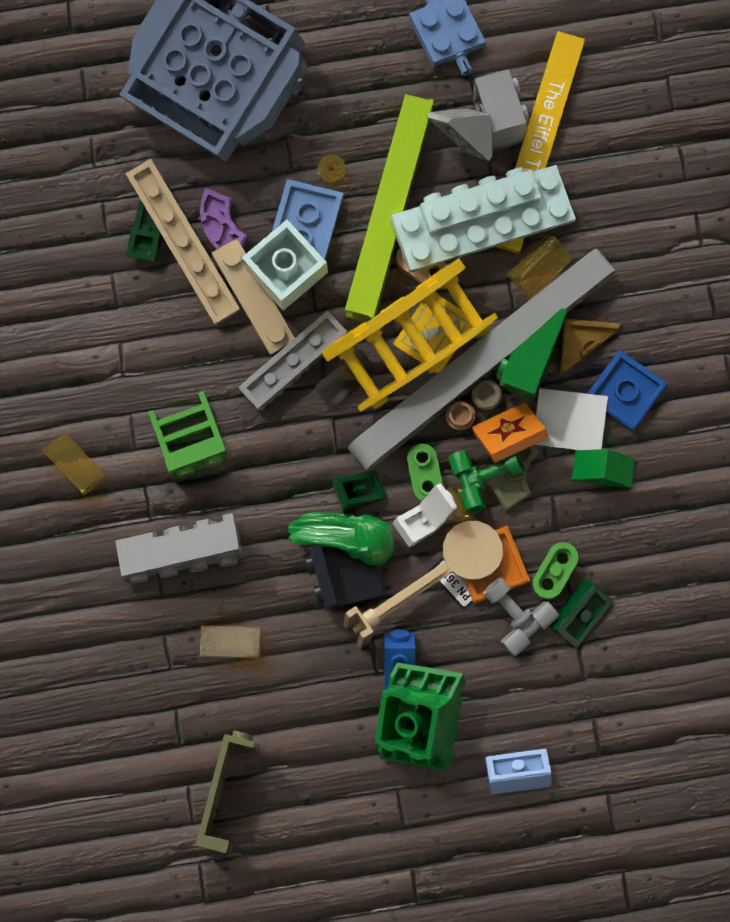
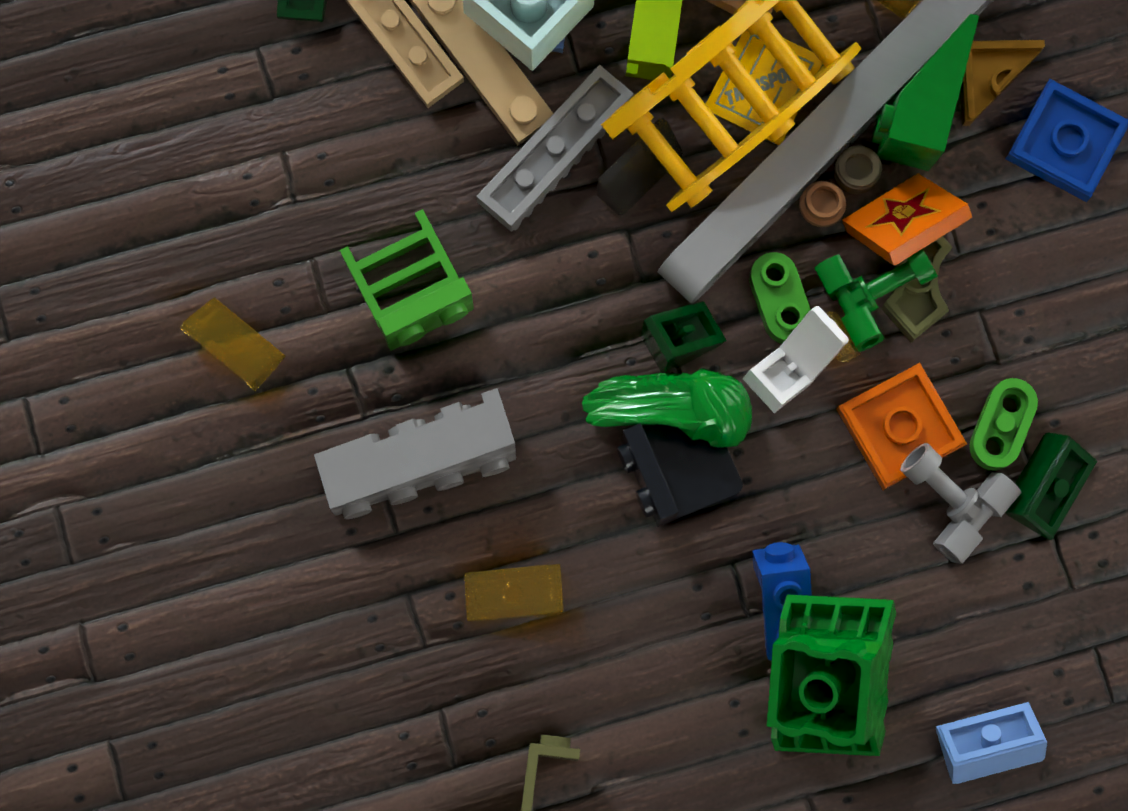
camera: 15 degrees left, 0 degrees up
(455, 588) = (844, 460): sticker -> none
(469, 551) = (869, 409): tan piece -> none
(572, 419) = (1000, 187): white sticker -> none
(603, 468) = (1051, 259): green slope -> none

